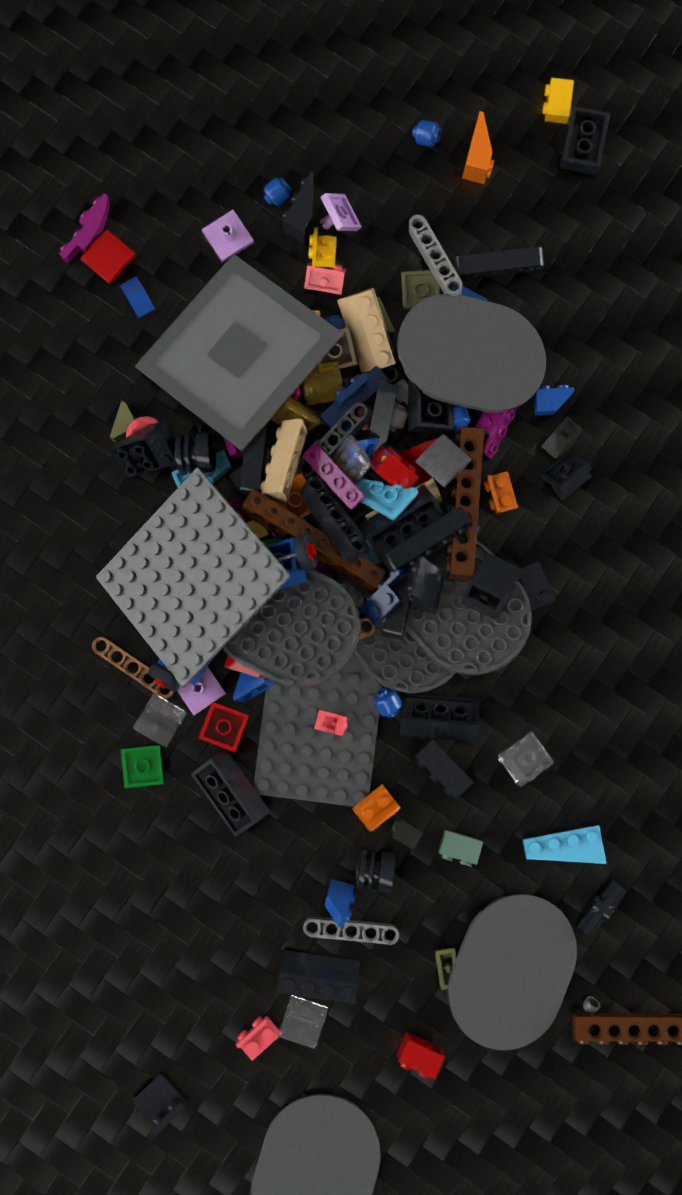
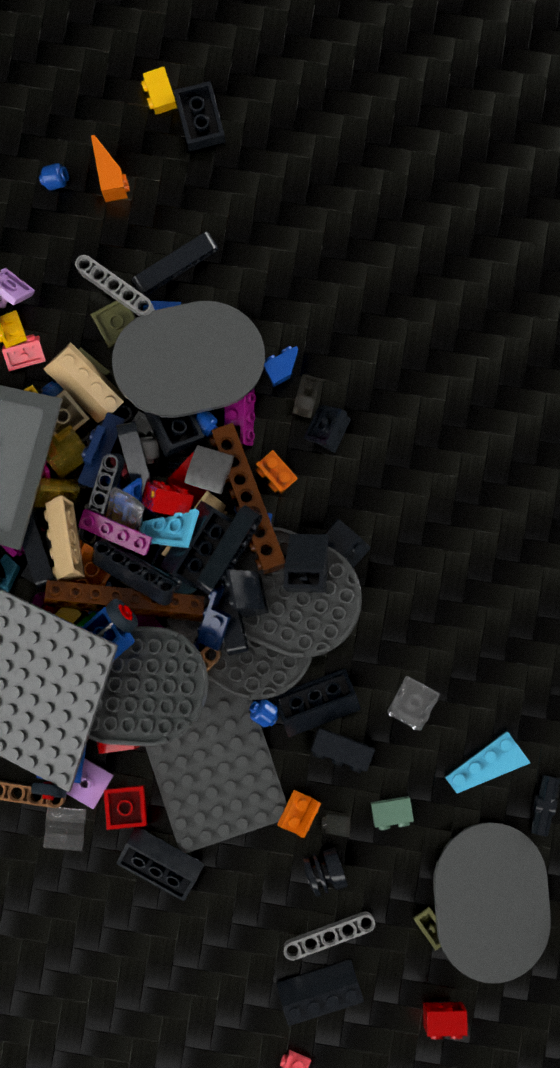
camera: 20 degrees left, 0 degrees up
(142, 766) = (68, 878): green plate -> none
(249, 687) = (132, 760): blue slope -> none
(303, 1021) = (325, 1040): clear slope -> none
(331, 723) = (220, 756): coral bracket -> none
(337, 902) = (304, 914): blue slope -> none

